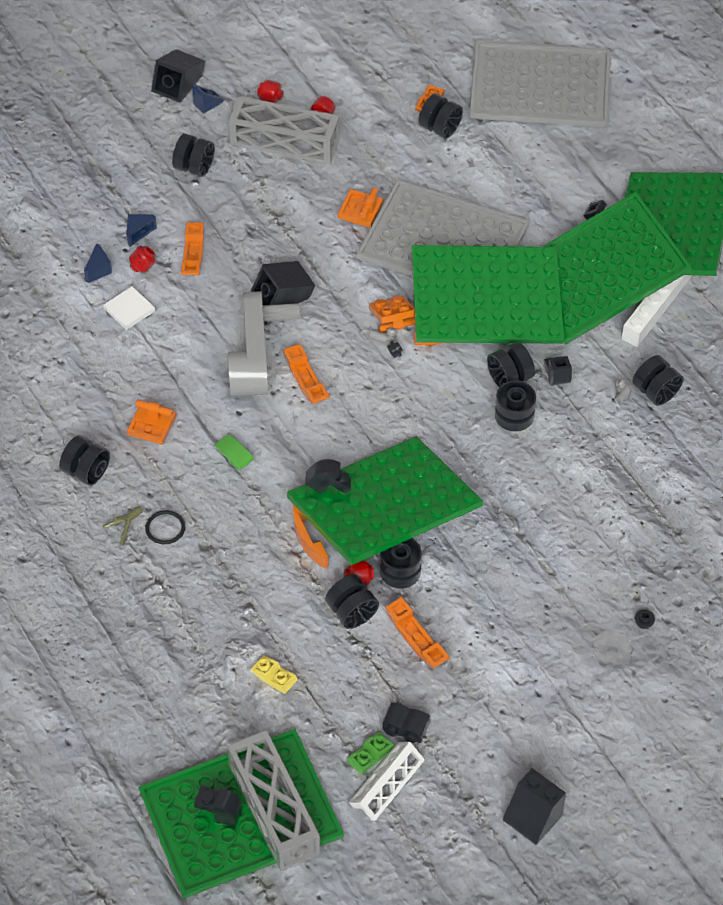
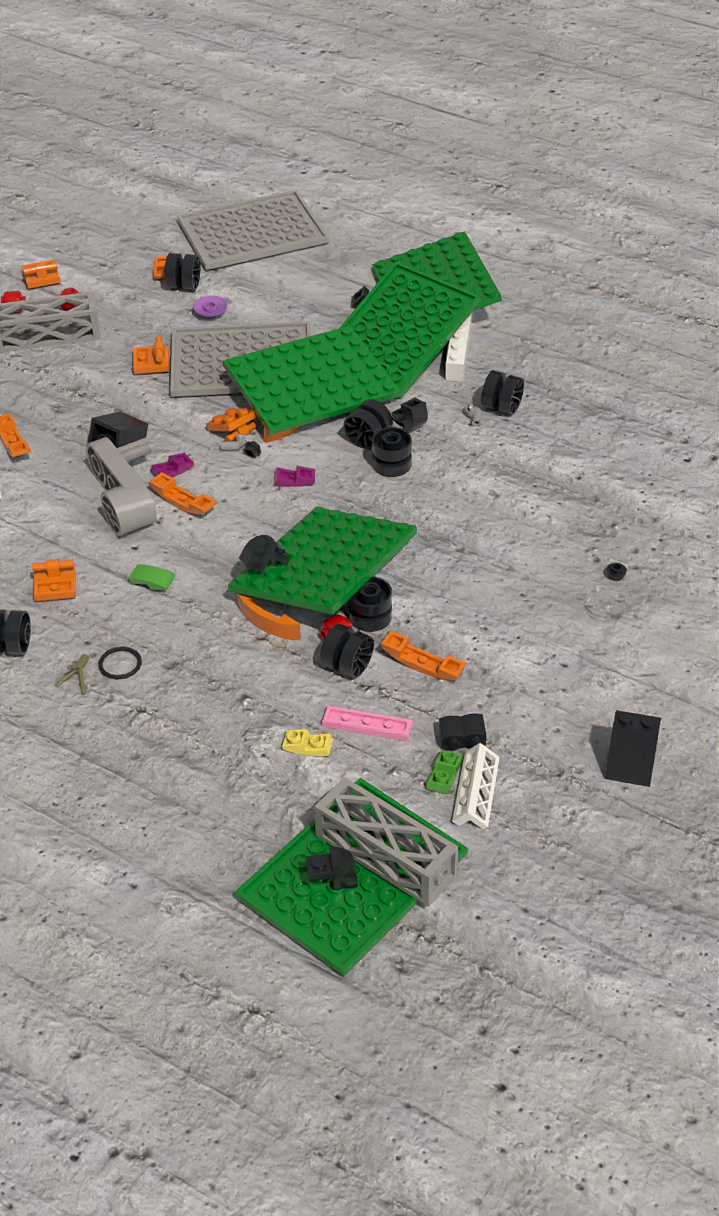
camera: 25 degrees left, 10 degrees down
(313, 65) = (41, 274): none -> orange plate
(316, 340) = (176, 465): none -> magenta slope
(334, 677) = (367, 723): none -> bright pink tile
(421, 397) = (300, 477): none -> magenta slope
(447, 165) = (210, 305): none -> medium lavender dish

